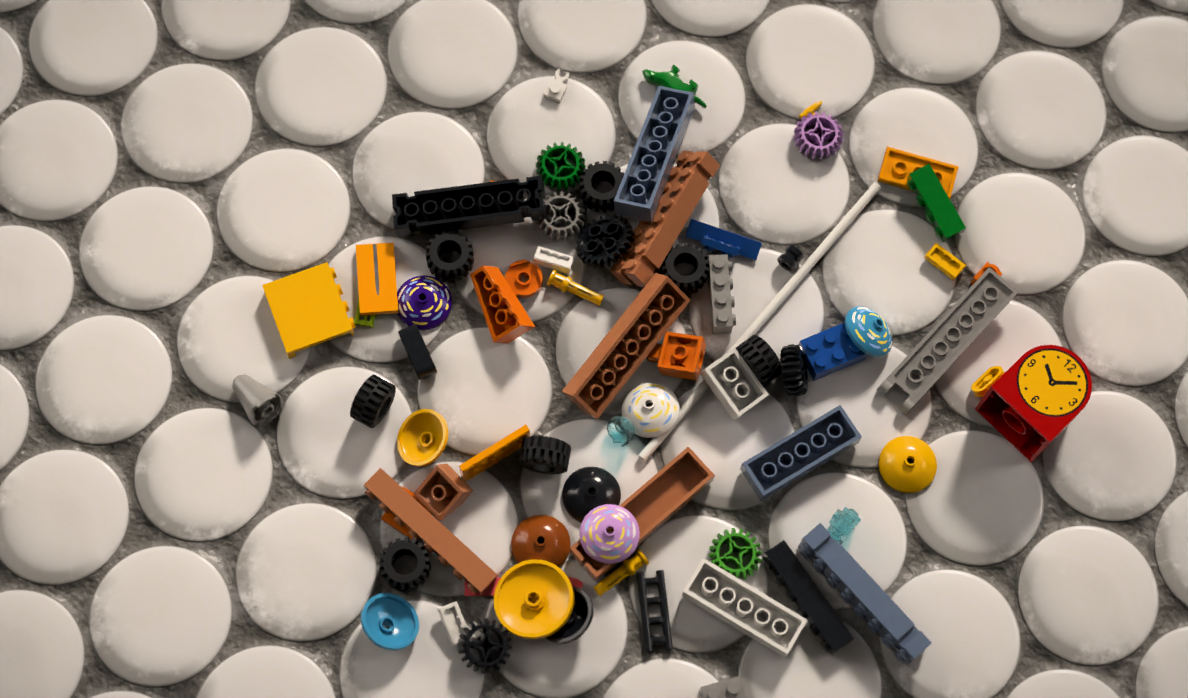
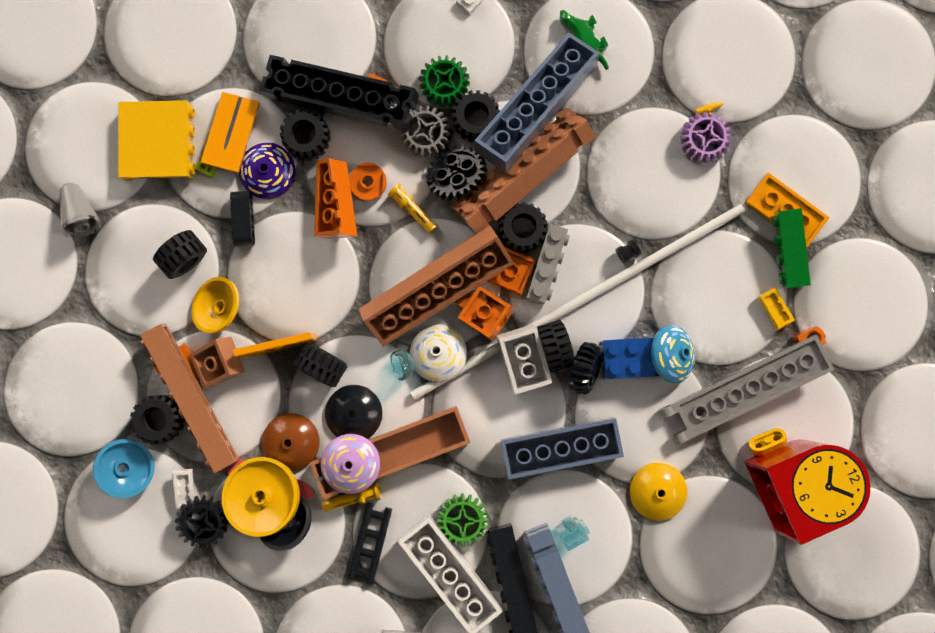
camera: 25 degrees right, 15 degrees up
(553, 259) = (402, 173): white plate -> none
(695, 315) = (516, 276): none -> orange plate
(723, 240) = (570, 212): blue bracket -> none

